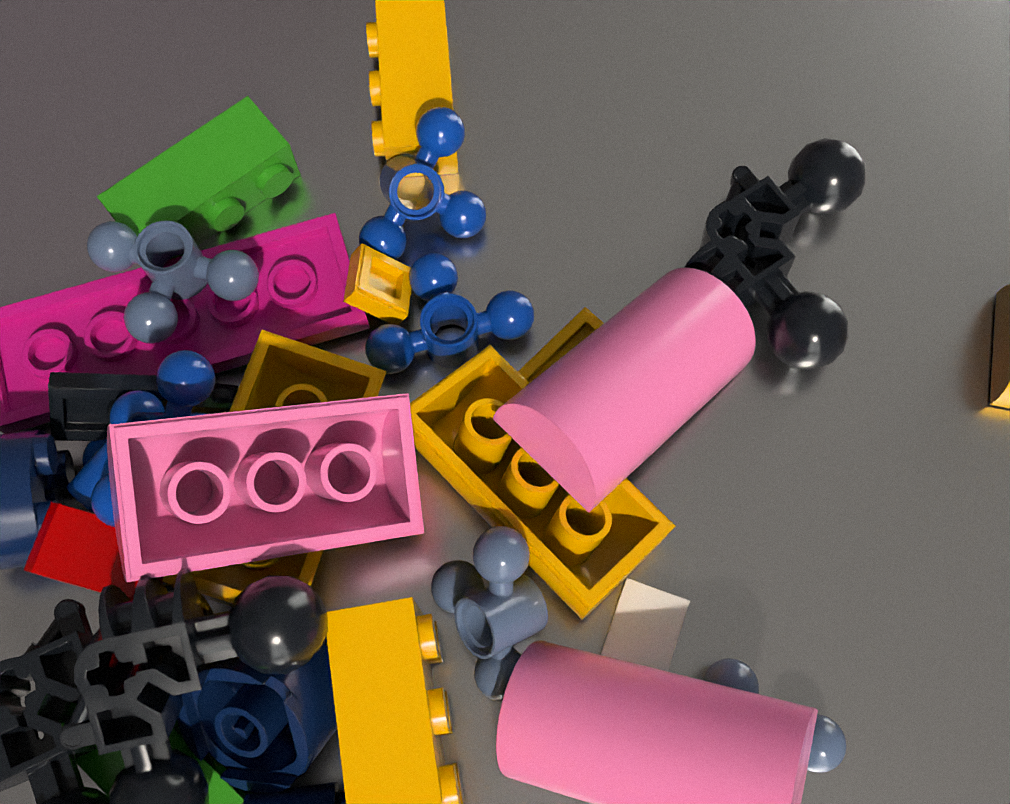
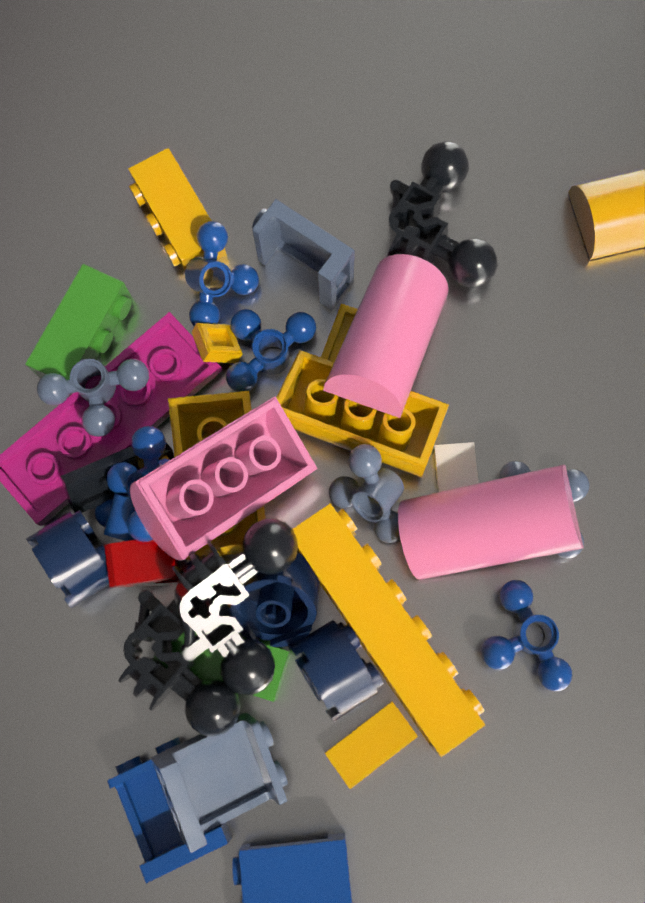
camera: 20 degrees left, 5 degrees up
(545, 164) = (314, 248): none -> sand blue panel

